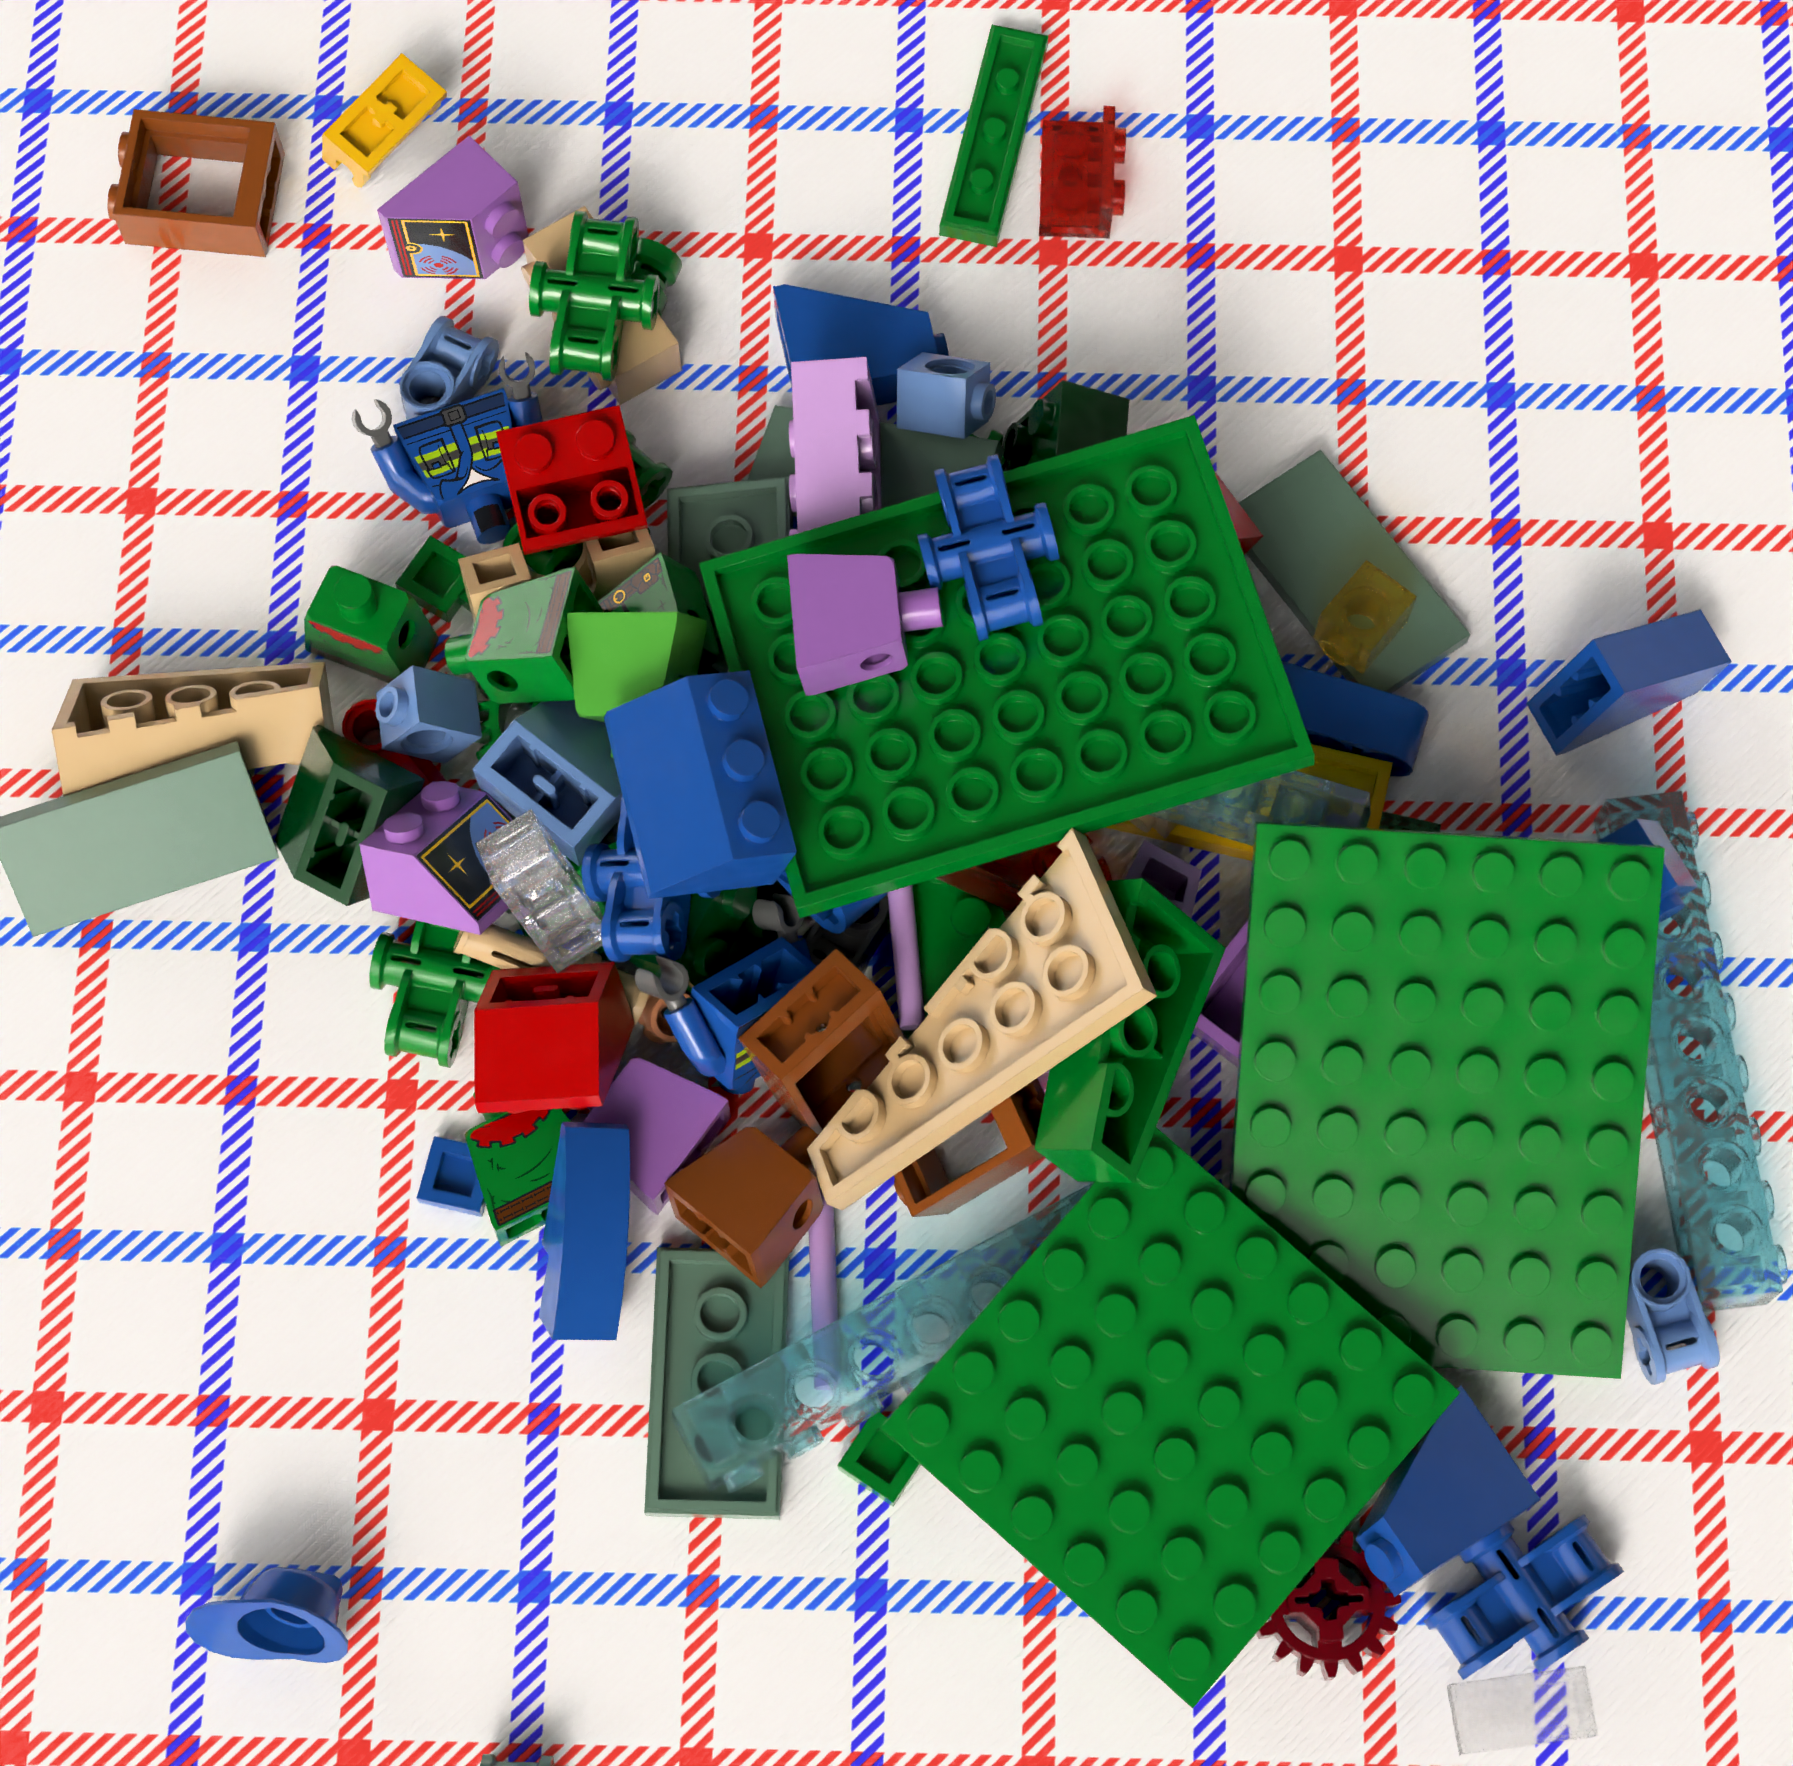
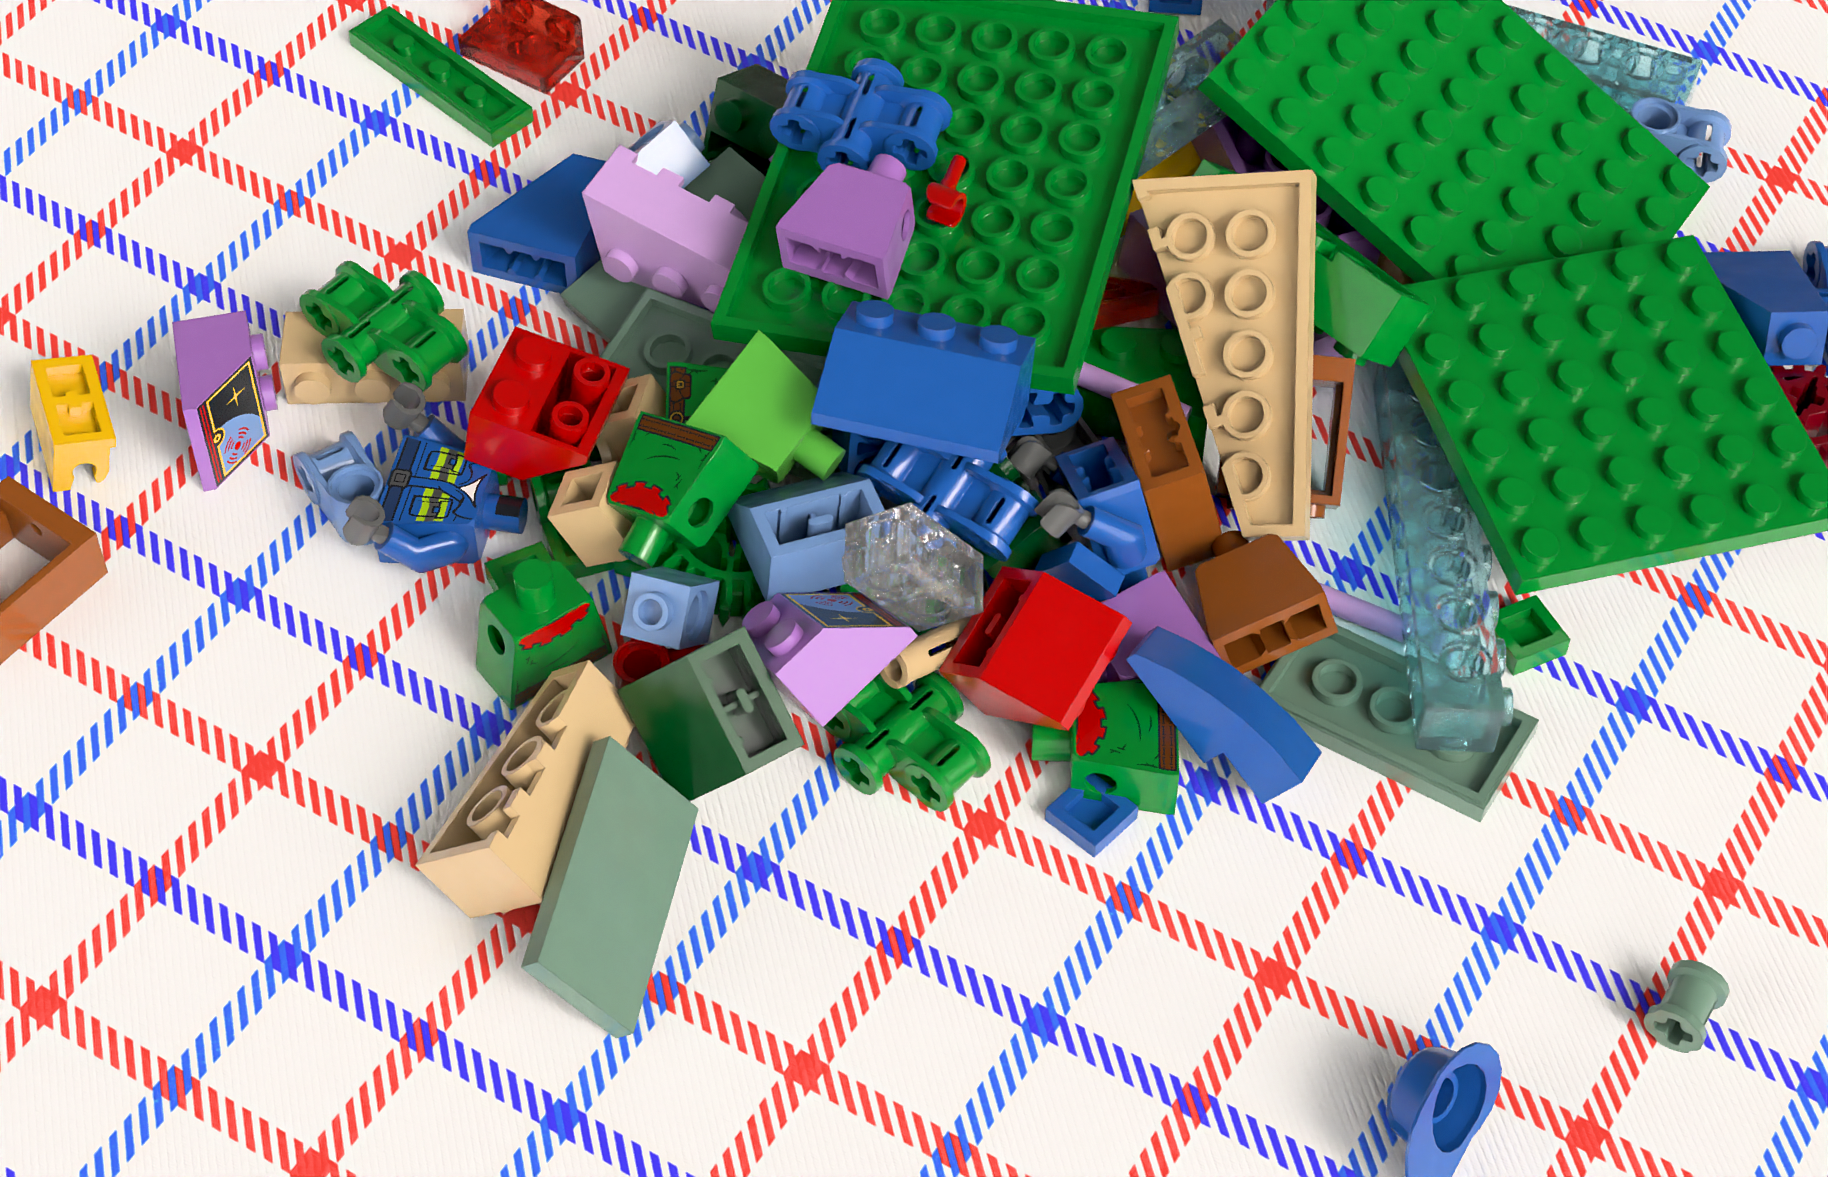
camera: 60 degrees left, 20 degrees down
(667, 1050) = (1082, 570): none -> blue tile
(935, 672) = (947, 202): none -> red hand

